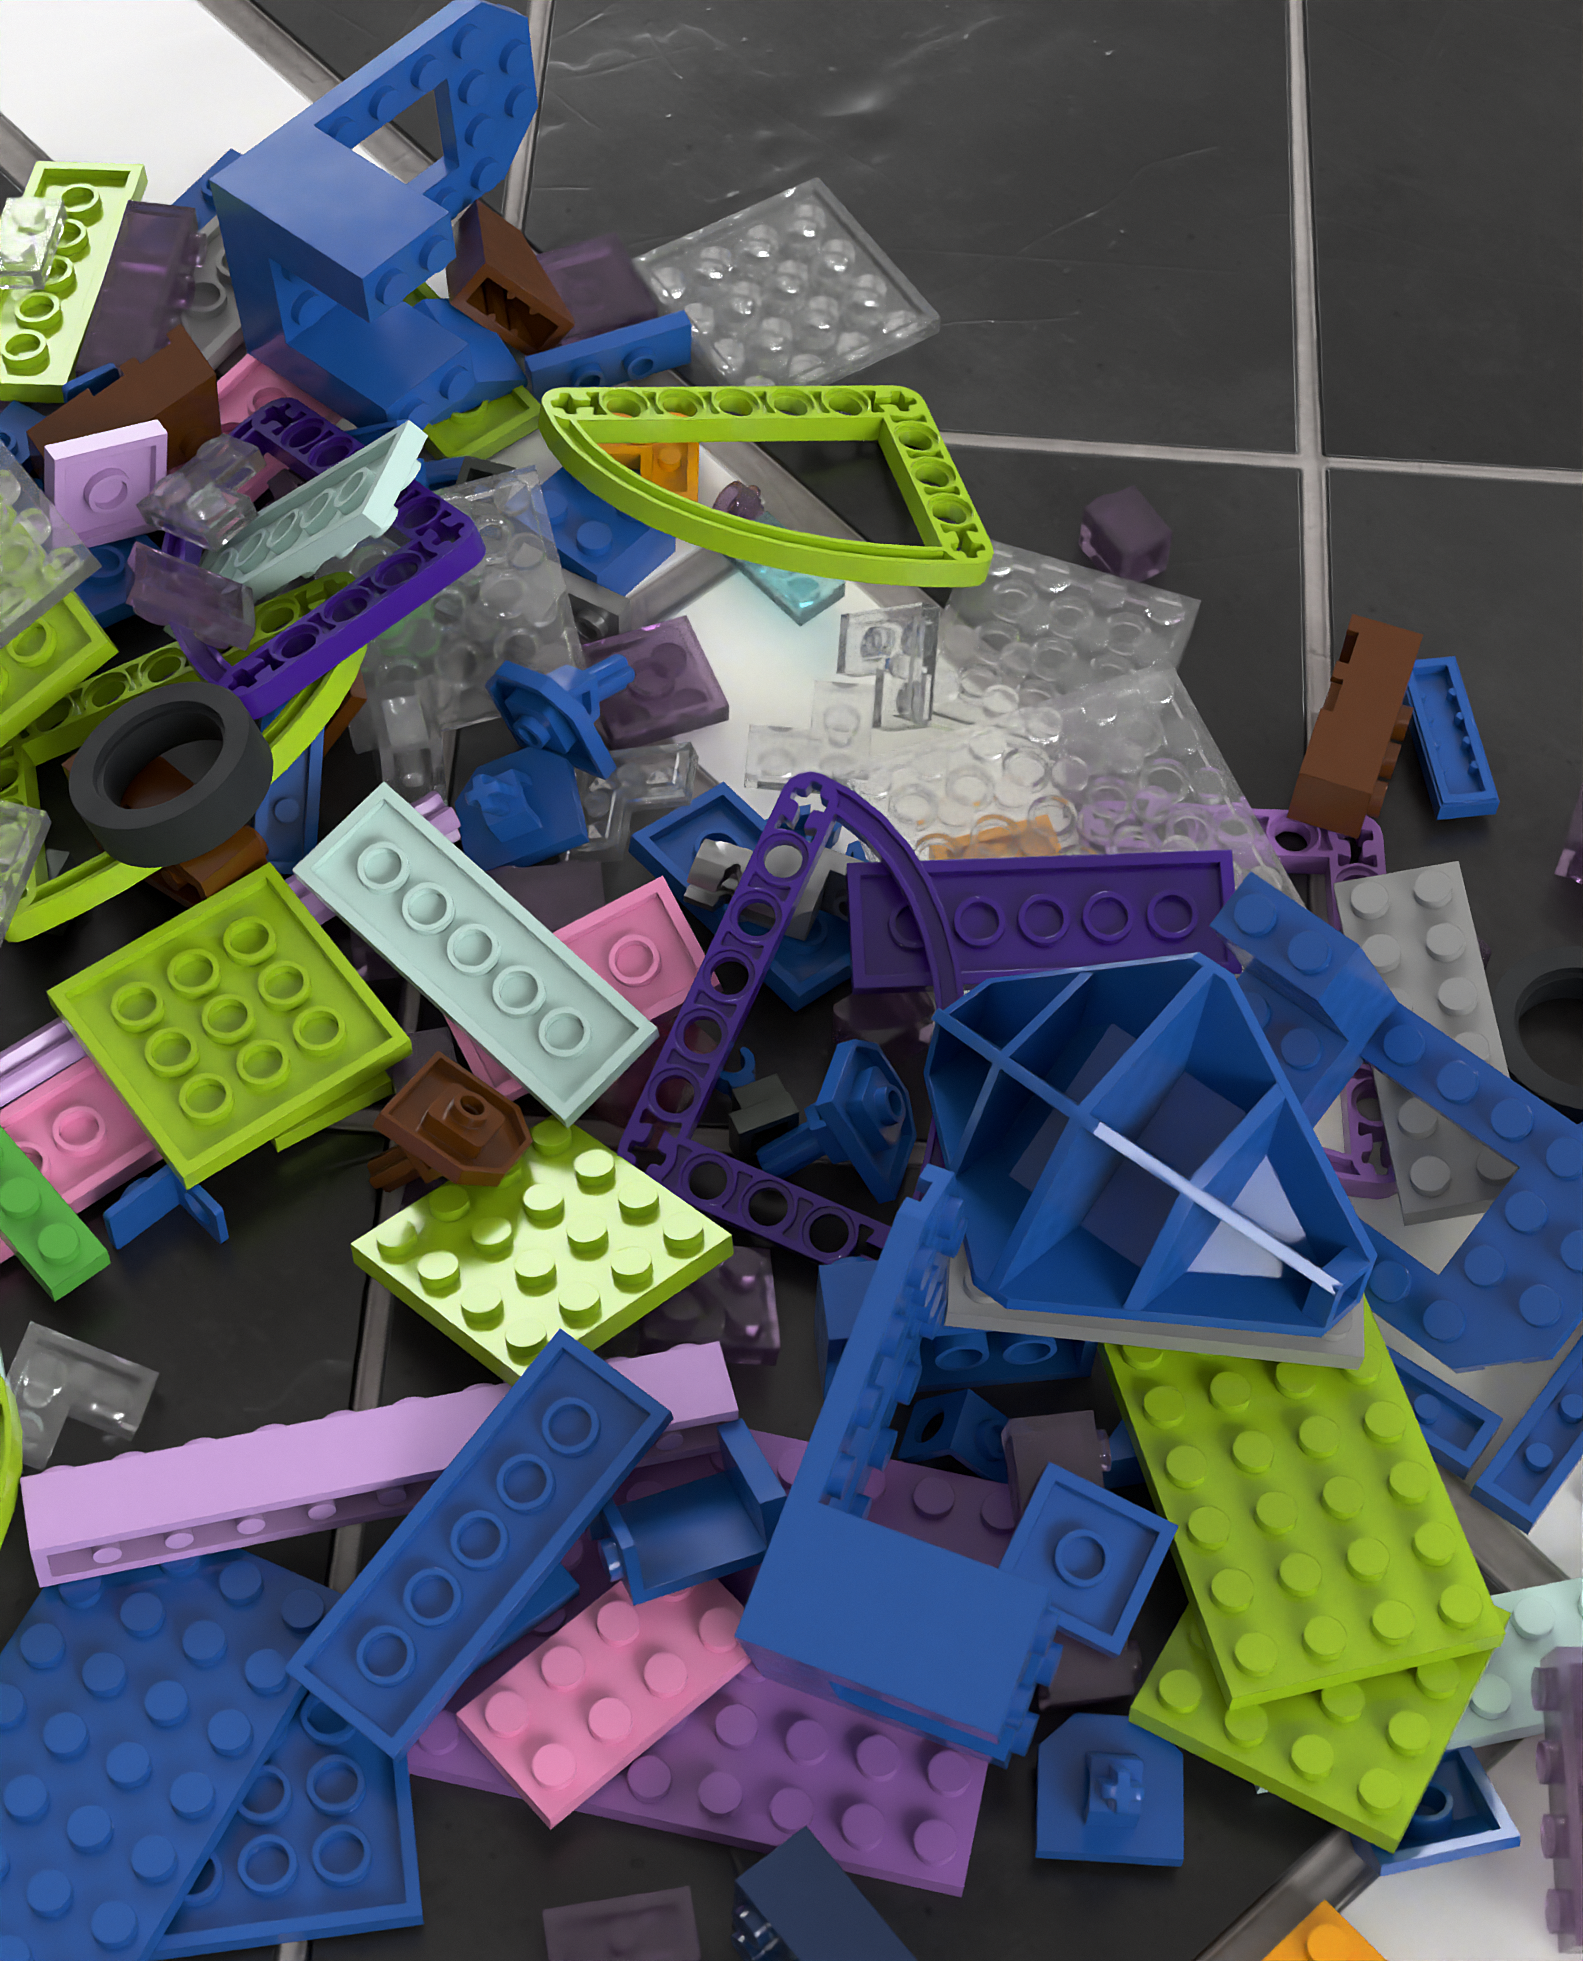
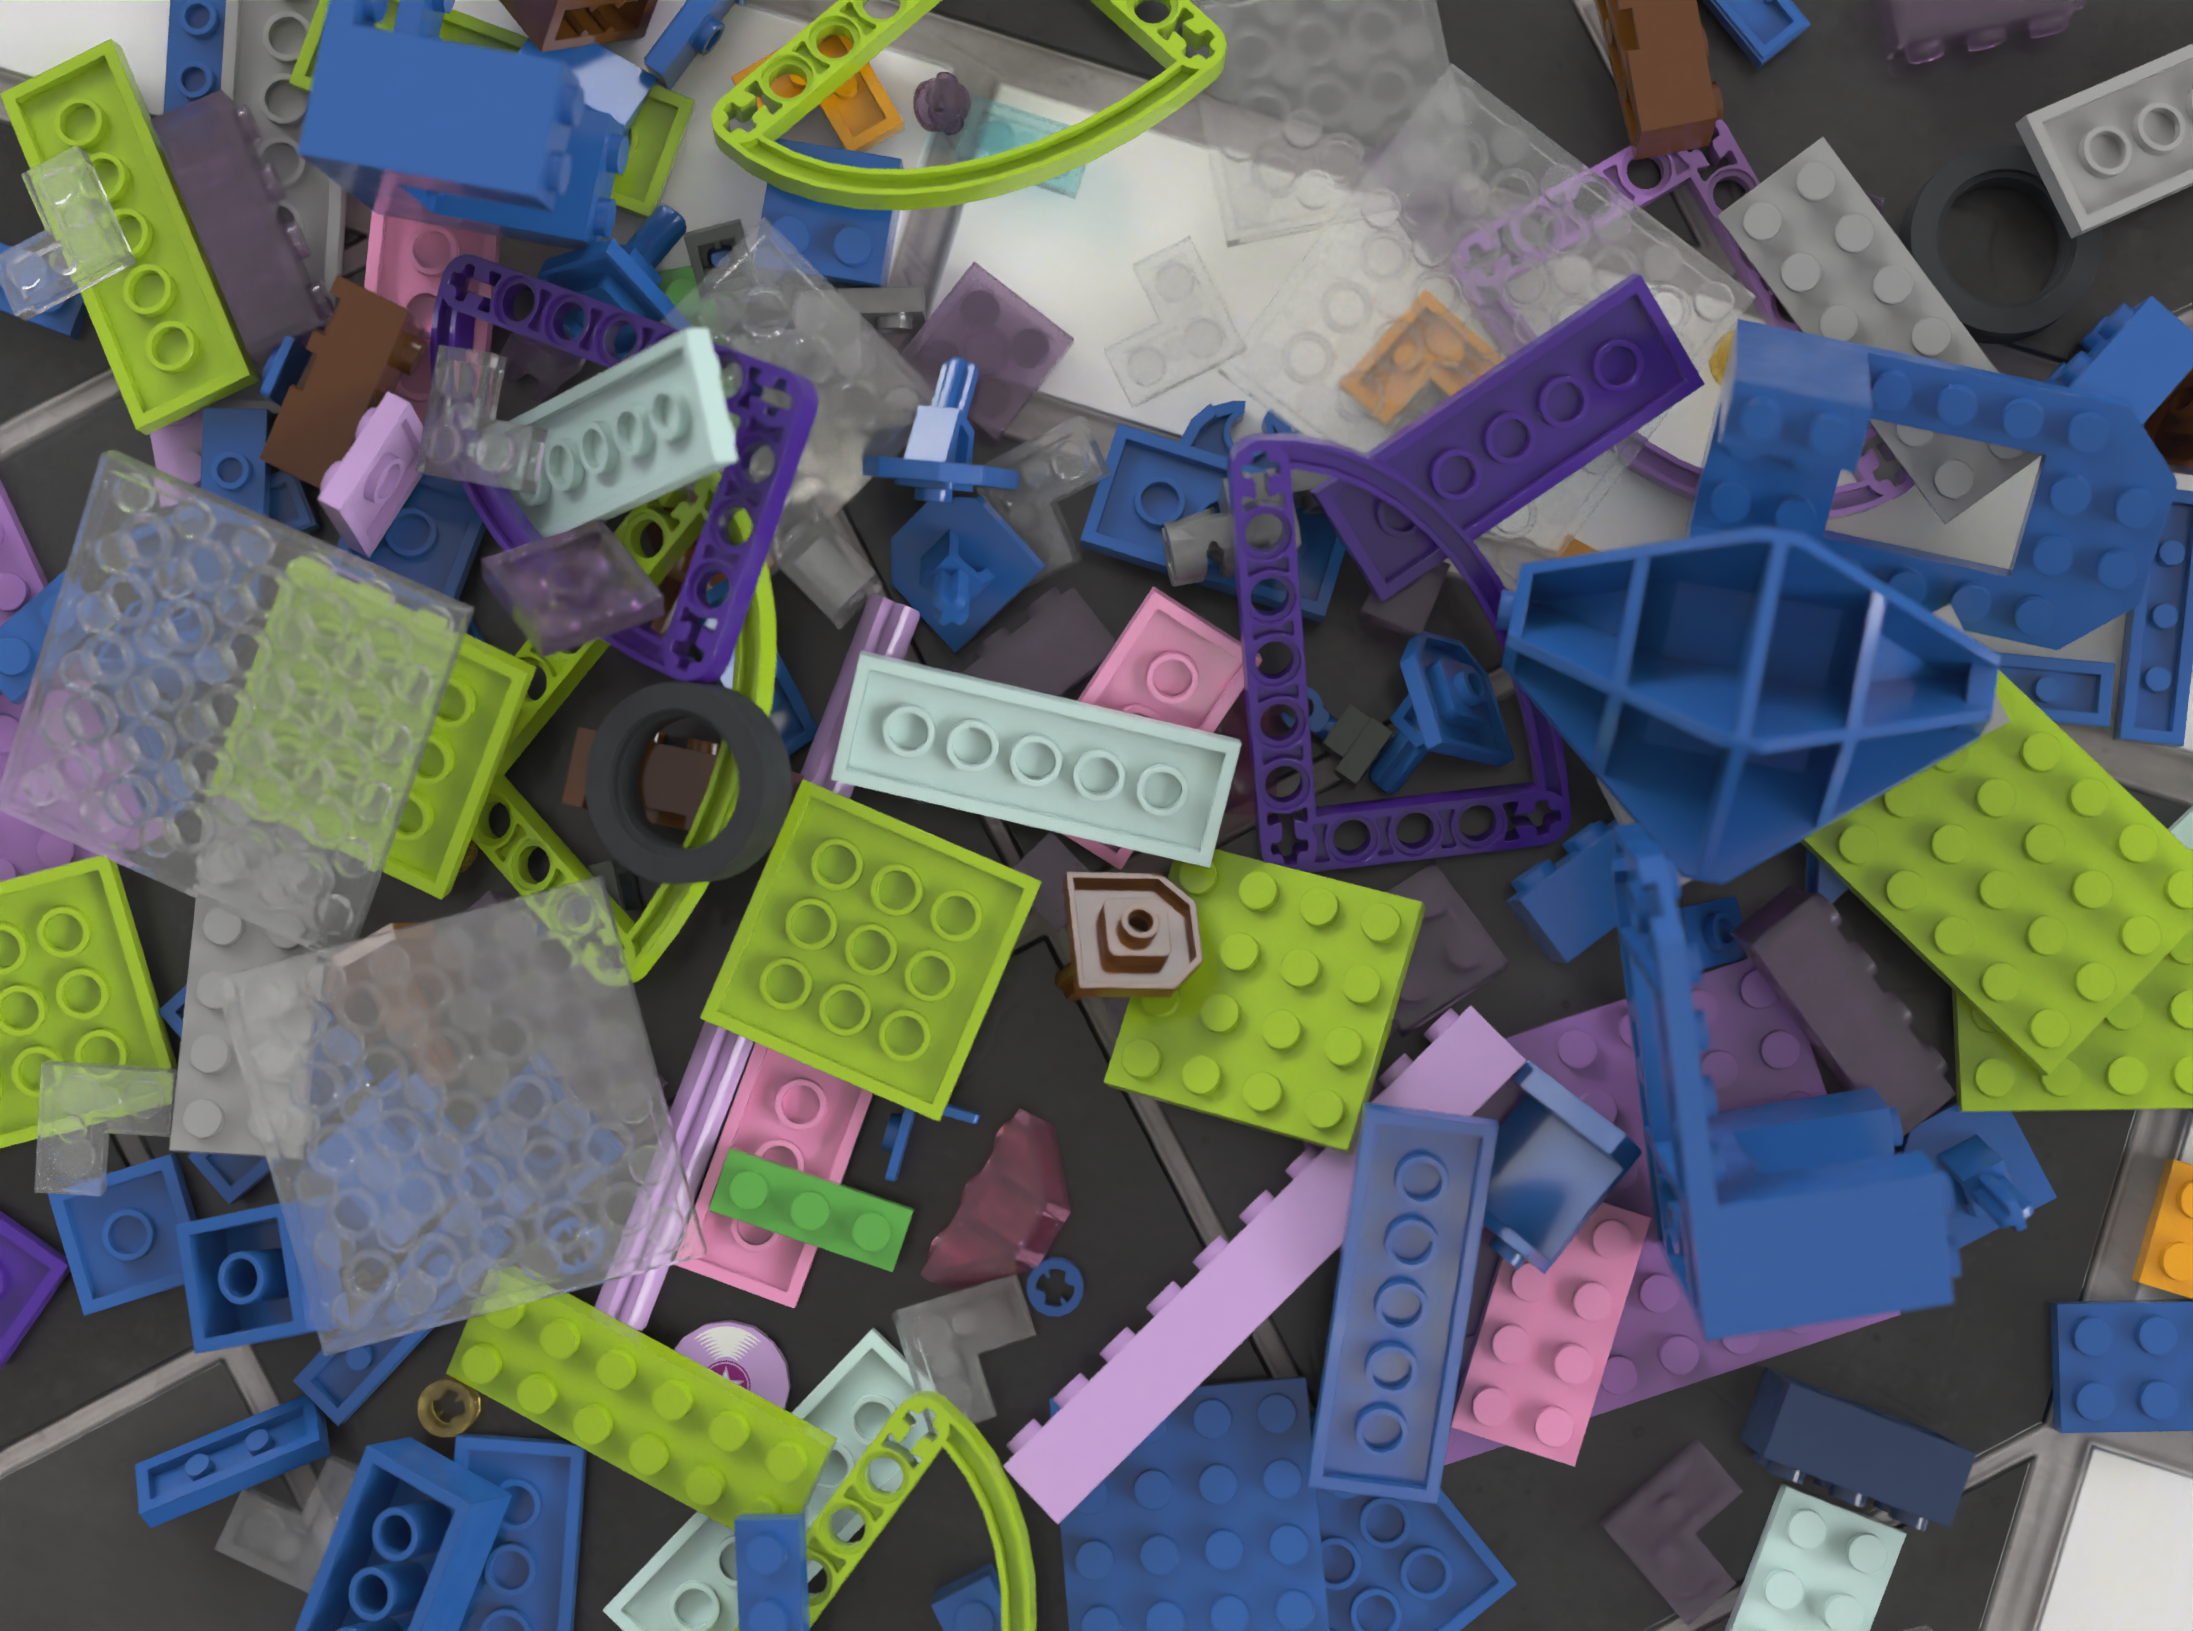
camera: 25 degrees left, 30 degrees up
(187, 1387) = (1038, 1295): none -> blue bush
(189, 1308) = (1006, 1210): none -> clear pink slope
(902, 653) = (1208, 197): clear plate -> none
(1092, 1555) = (1873, 1030): blue plate -> none

